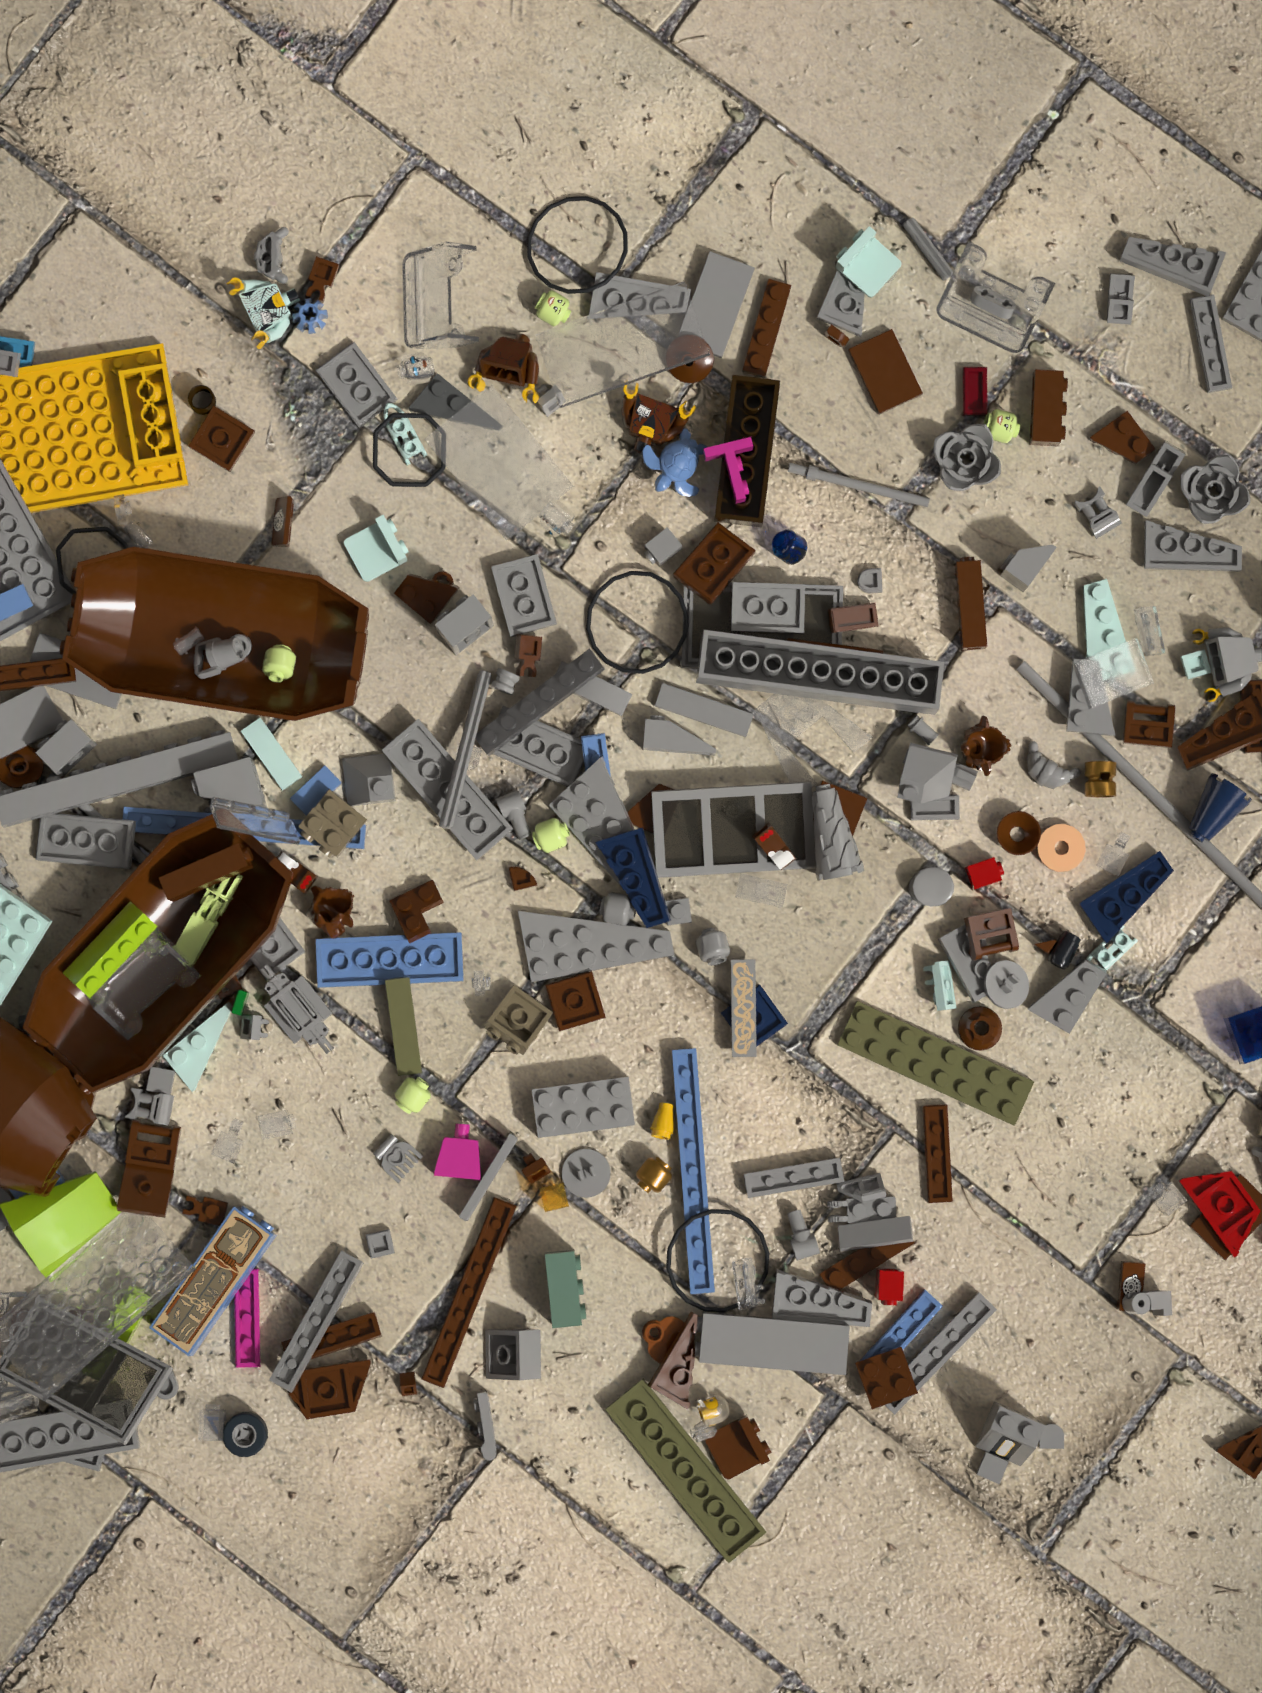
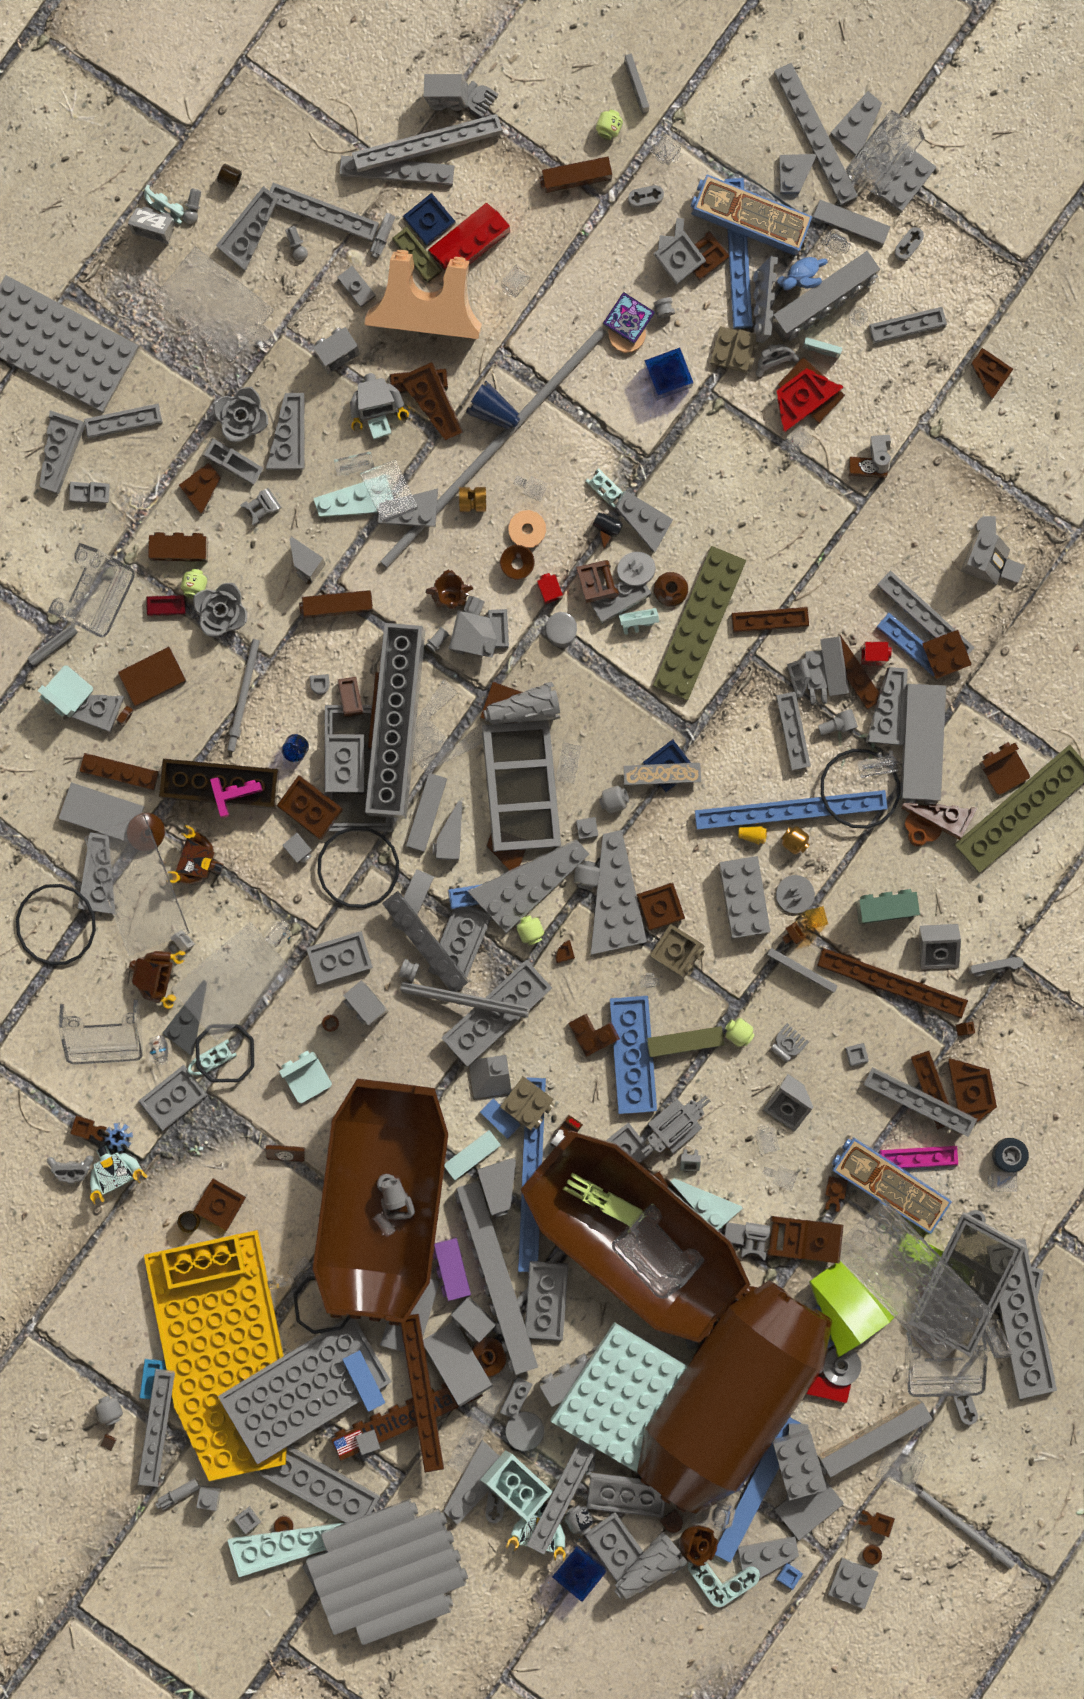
camera: 90 degrees left, 0 degrees up
(110, 949) = (634, 1275): lime brick -> none
(129, 723) = (451, 1269): none -> medium lavender brick
(206, 872) = (570, 1200): reddish brown brick -> none
(240, 1002) = (671, 1172): green tile -> none
(253, 820) = (528, 1164): clear windscreen -> none
(279, 663) = (400, 1150): yellowish green head -> none
(321, 1155) = (789, 1103): none -> light grey slope
(331, 910) = (595, 1102): reddish brown hair -> none
(425, 596) = (342, 1036): reddish brown wing -> none
(459, 1155) = (786, 994): dark pink torso -> none
(513, 809) = (511, 960): light grey pin -> none
(527, 650) = (384, 953): reddish brown plate -> none
(552, 308) = (107, 942): yellowish green head -> none
(633, 865) = (555, 862): dark blue wing -> none
(677, 463) = (230, 839): medium blue animal -> none
(711, 1413) = (978, 790): clear piece -> none
(774, 846) = (534, 753): reddish brown leg -> none
(992, 302) = (94, 592): light grey beam -> none
(1046, 771) = (467, 541): light grey piece -> none
(1121, 899) = (565, 480): dark blue wing -> none
(1148, 732) = (433, 464): reddish brown plate -> none

